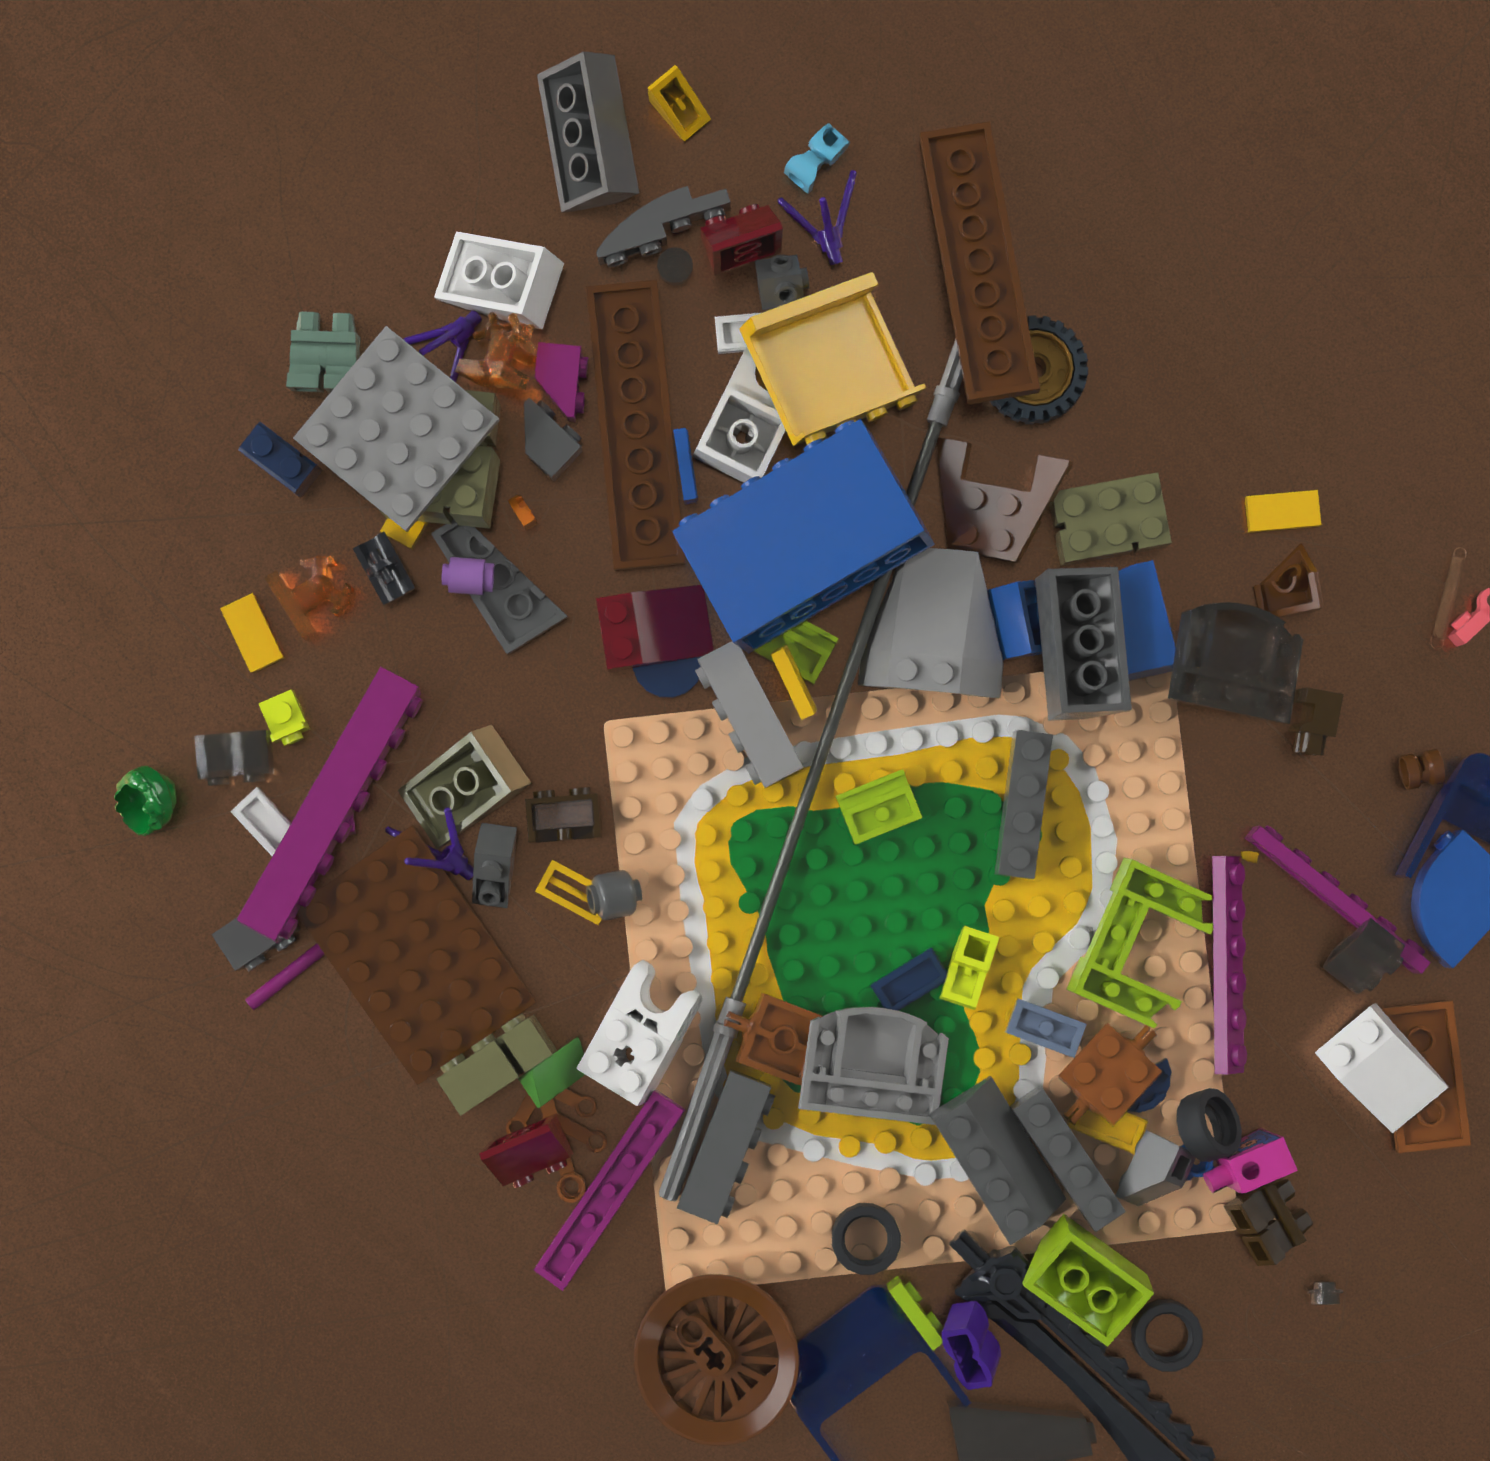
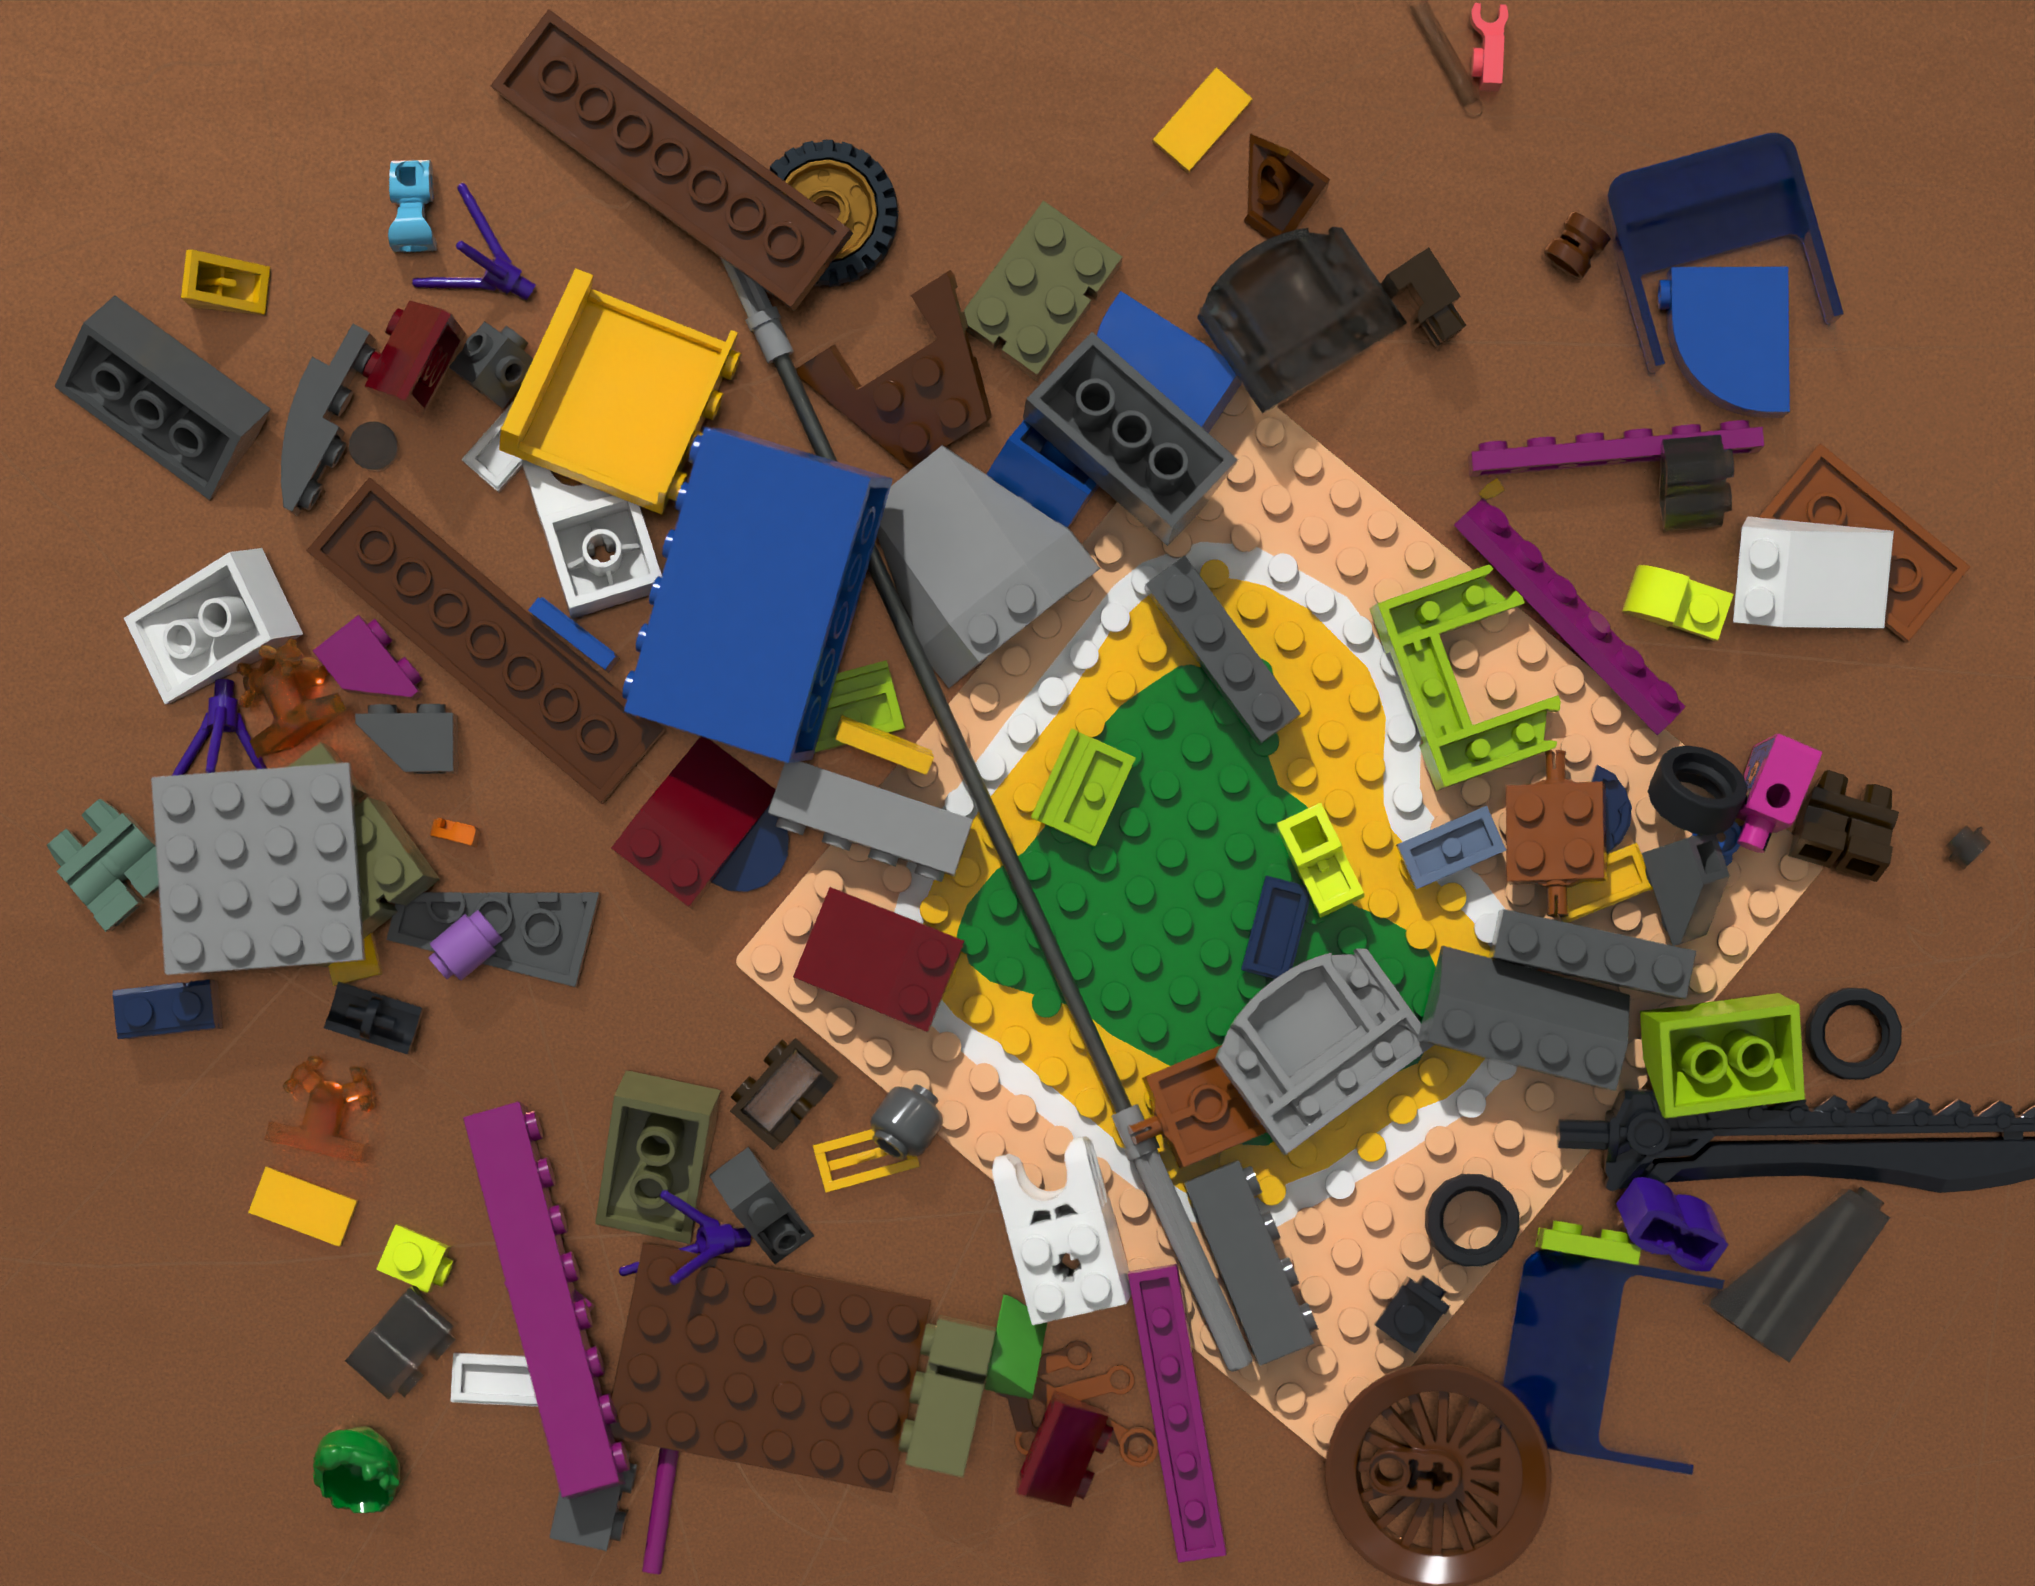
camera: 40 degrees left, 0 degrees up
(682, 794) = (879, 959): none -> dark red slope
(786, 1257) = (1413, 1312): none -> black bracket
(1293, 1011) = (1677, 602): none -> neon yellow brick

